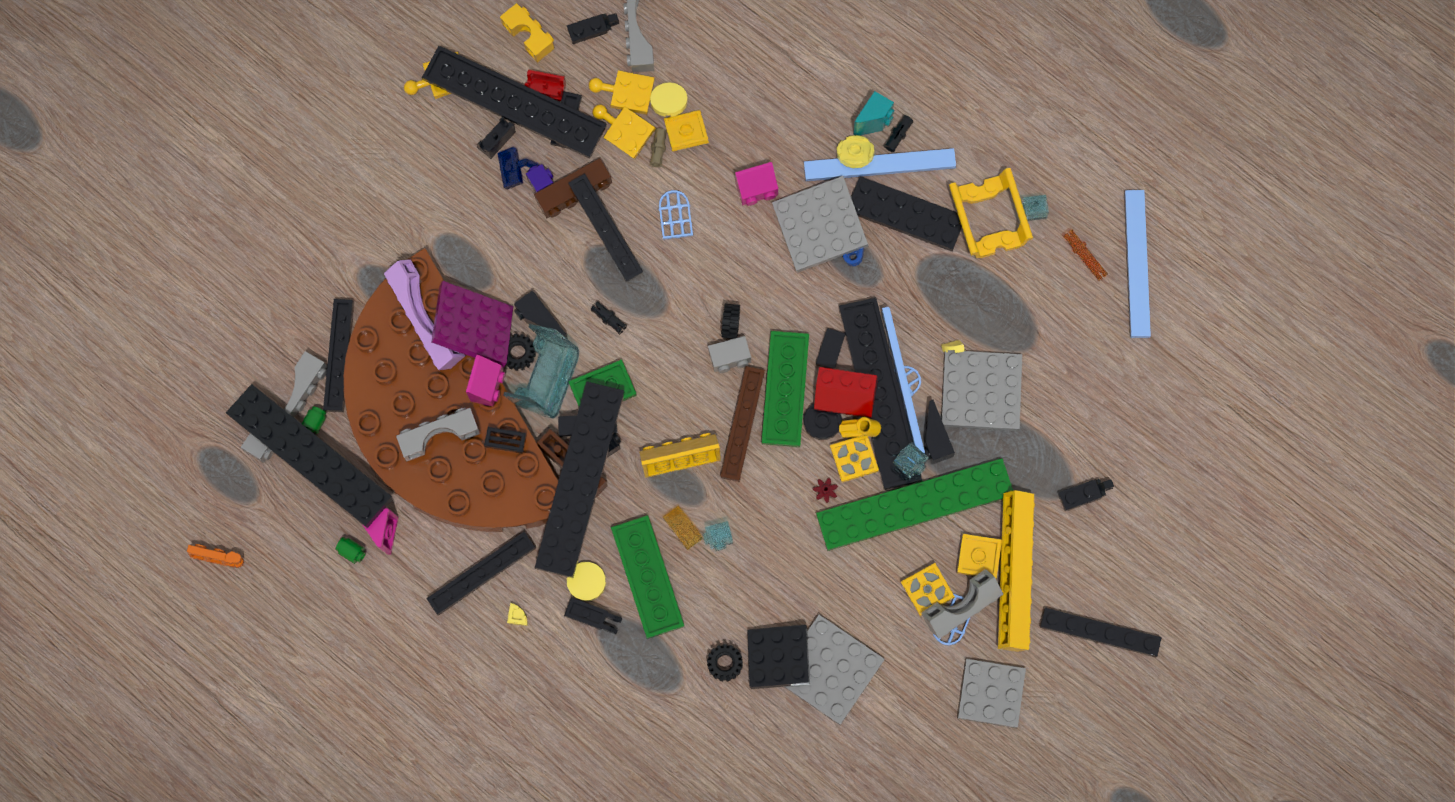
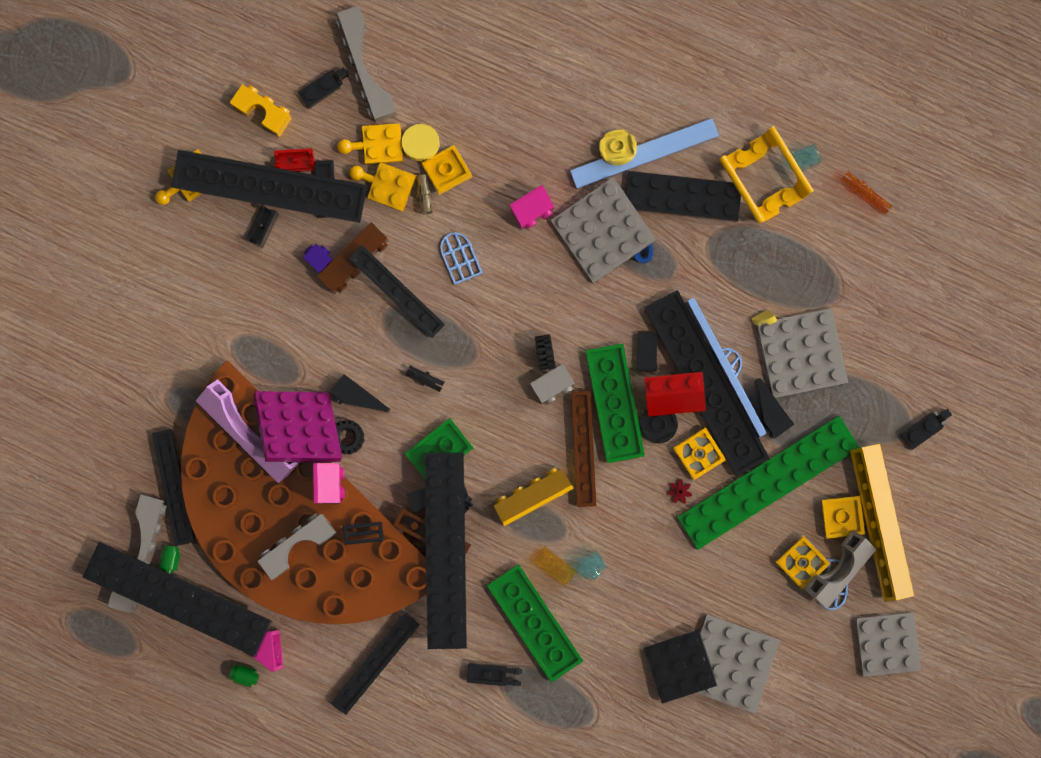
camera: 20 degrees left, 10 degrees up
(215, 556) = (116, 716): orange hinge -> none
(511, 167) = (286, 253): clear blue plate -> none
(516, 616) = (421, 693): light yellow tile -> none
(550, 375) = (384, 454): clear light blue windscreen -> none
(587, 582) = (480, 643): light yellow tile -> none
(725, 675) = (631, 673): black tyre -> none
(859, 428) = (697, 424): yellow piece -> none
(875, 115) = (629, 105): teal slope -> none
(893, 142) = (658, 105): black pin -> none
(911, 460) = (756, 445): clear light blue brick -> none
(1100, 632) = (974, 558): black plate -> none
(1137, 264) = (918, 187): light blue tile -> none

